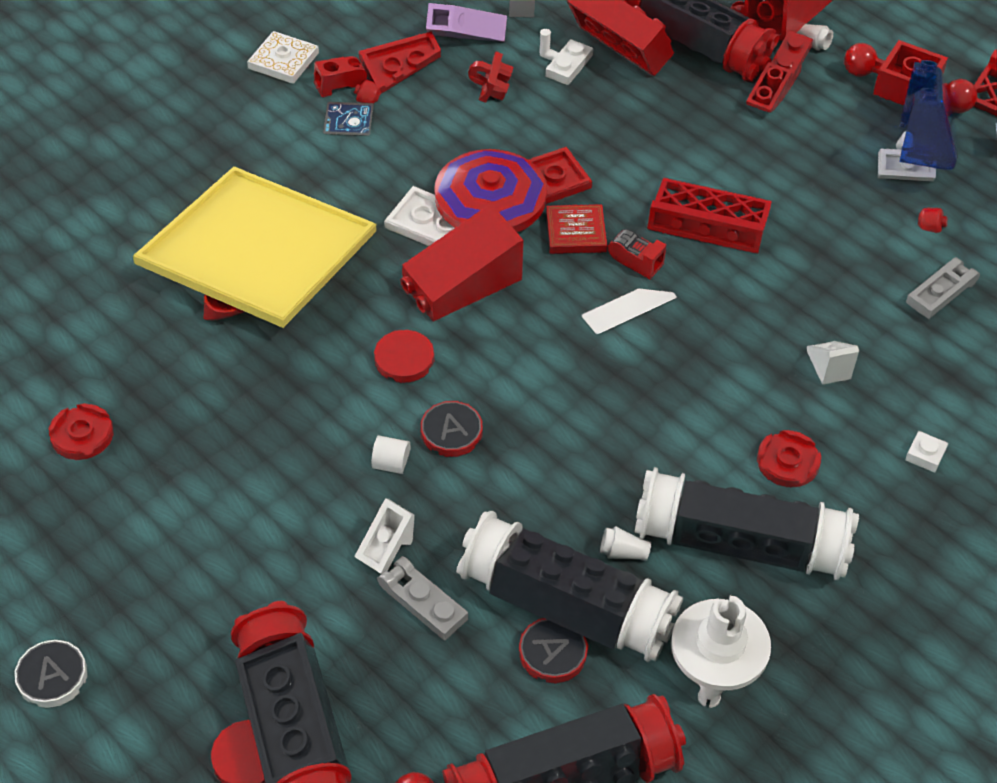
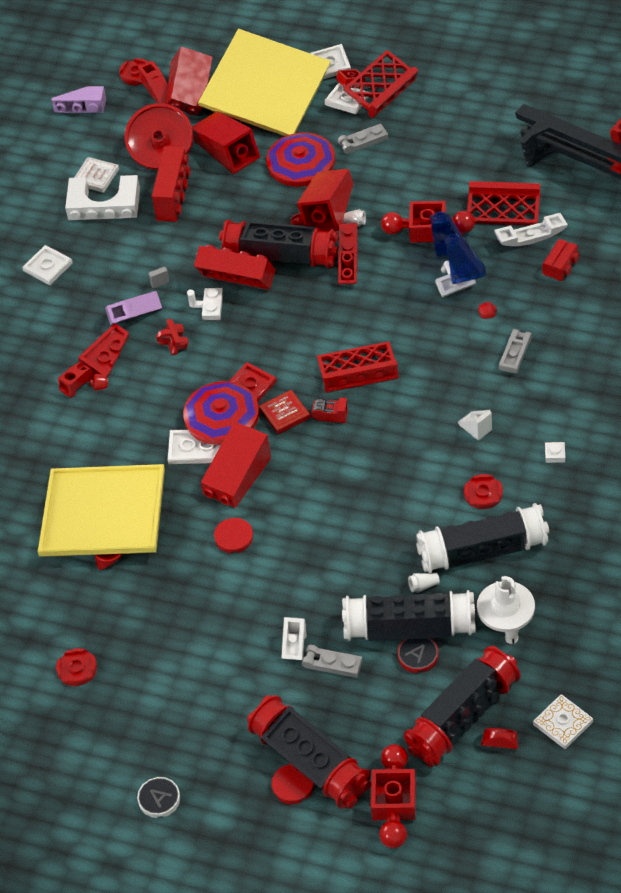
camera: 20 degrees left, 0 degrees up
(283, 57) = (28, 382): white plate -> none
(348, 118) = (98, 404): sticker -> none
(390, 454) = (264, 594): white brick -> none
(451, 428) = (288, 563): black tile -> none
(625, 308) = (342, 447): white sticker -> none

